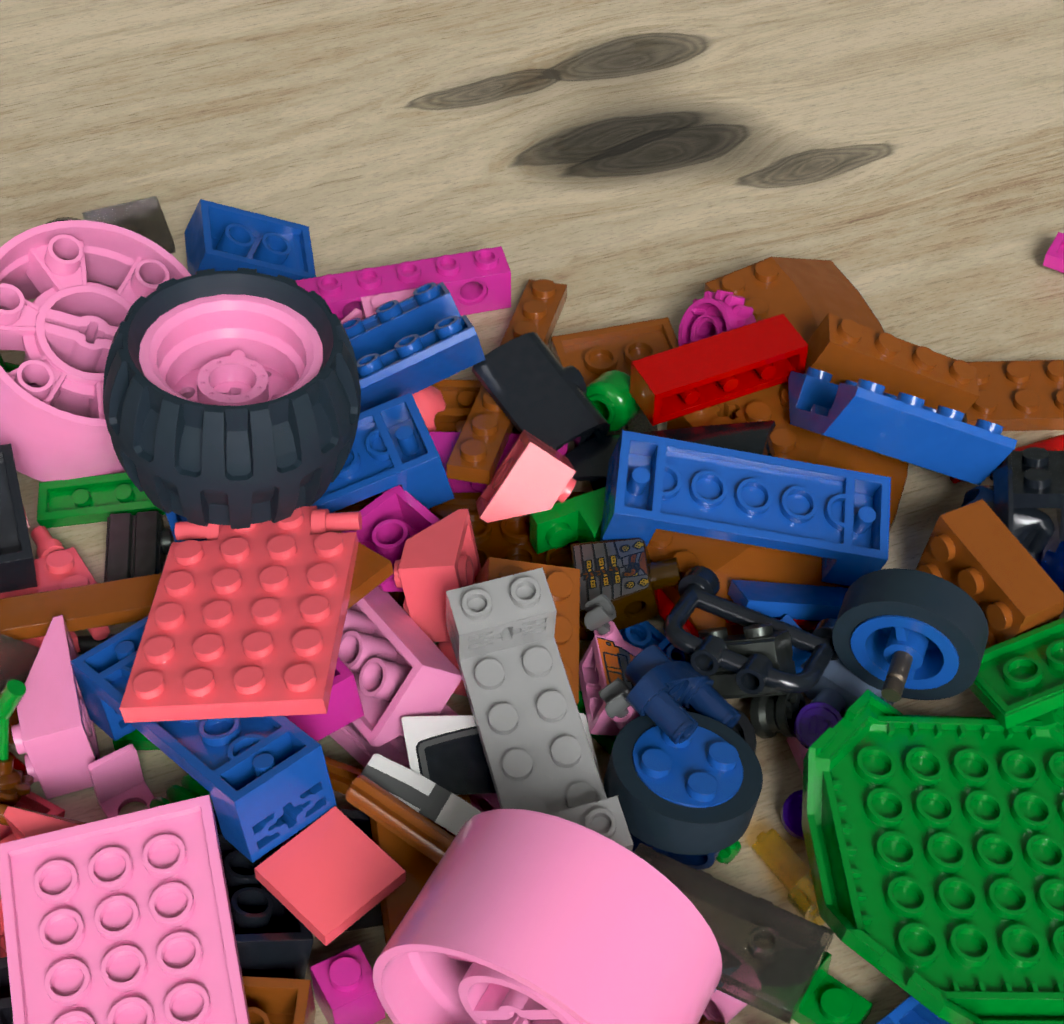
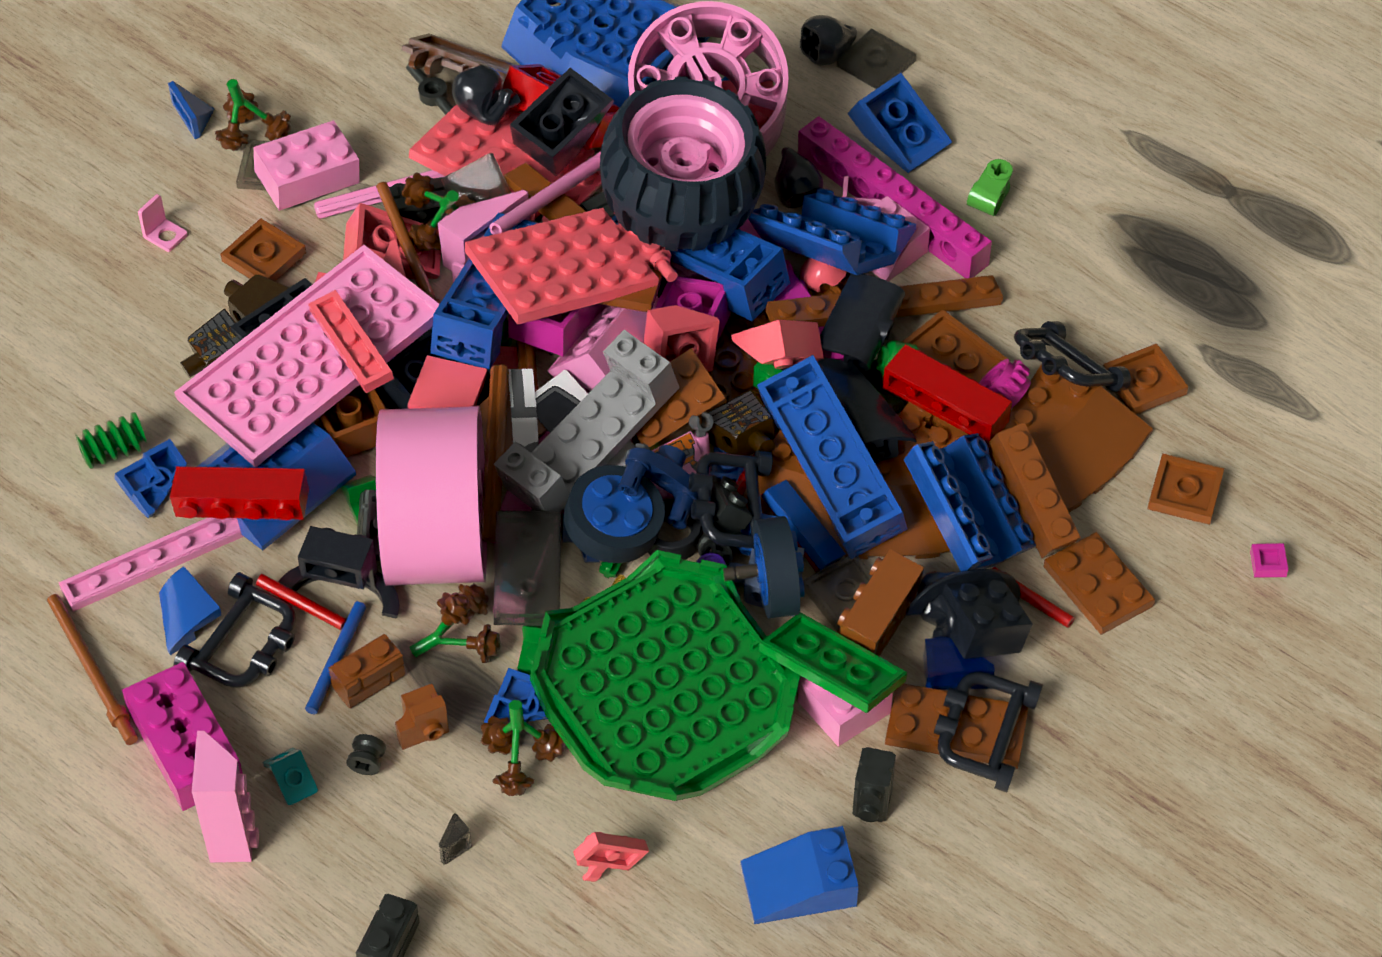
camera: 60 degrees right, 5 degrees up
(82, 589) = (546, 195): none -> bright pink piece
(176, 945) = (351, 341): none -> coral plate
(409, 222) = (991, 187): none -> bright green piece
(759, 253) = (1054, 334): none -> black bar
(763, 231) = (1152, 379): none -> dark orange plate
(935, 270) = (1185, 489): none -> dark orange plate

